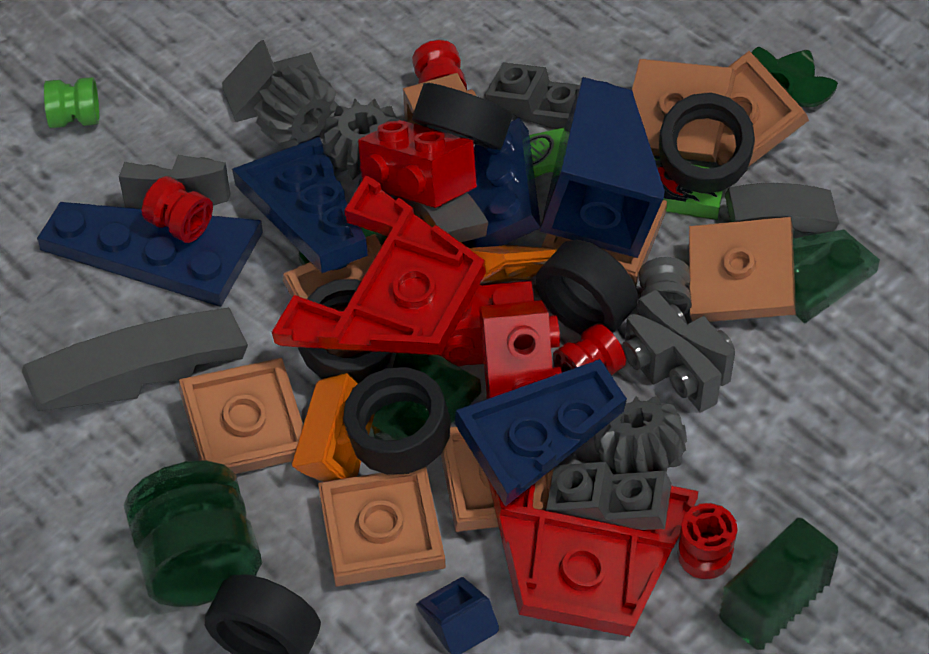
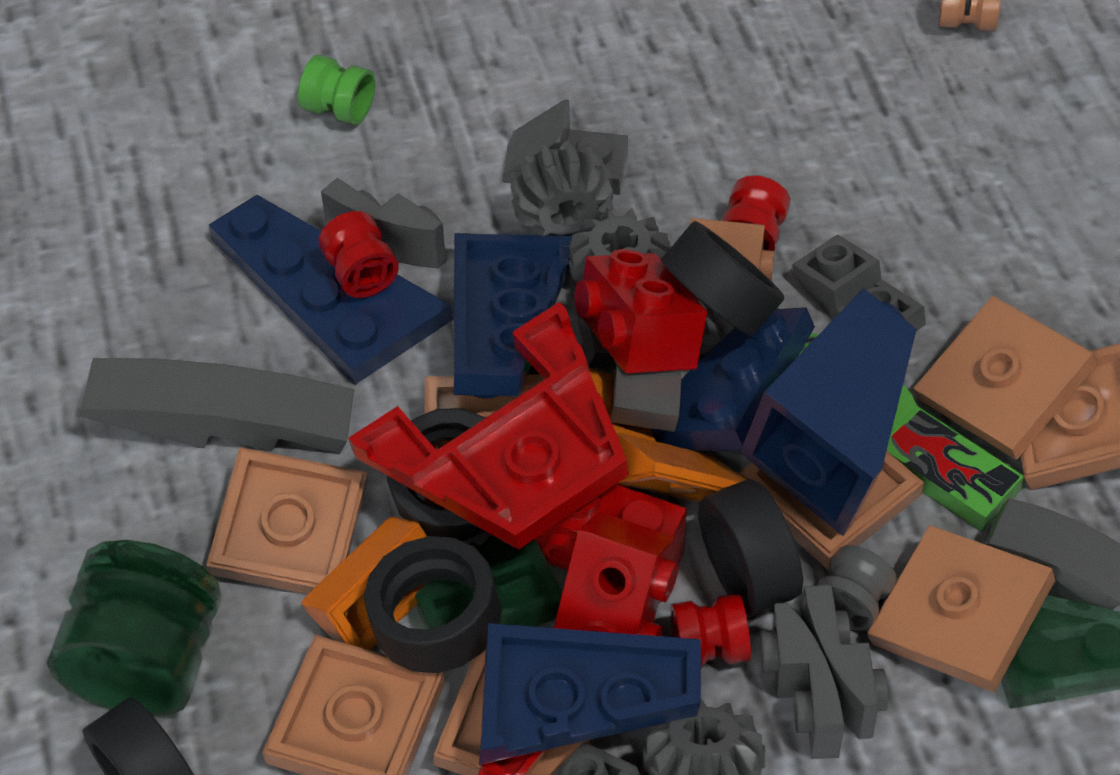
camera: 30 degrees right, 0 degrees up
(703, 107) = (1005, 383): black tyre -> none

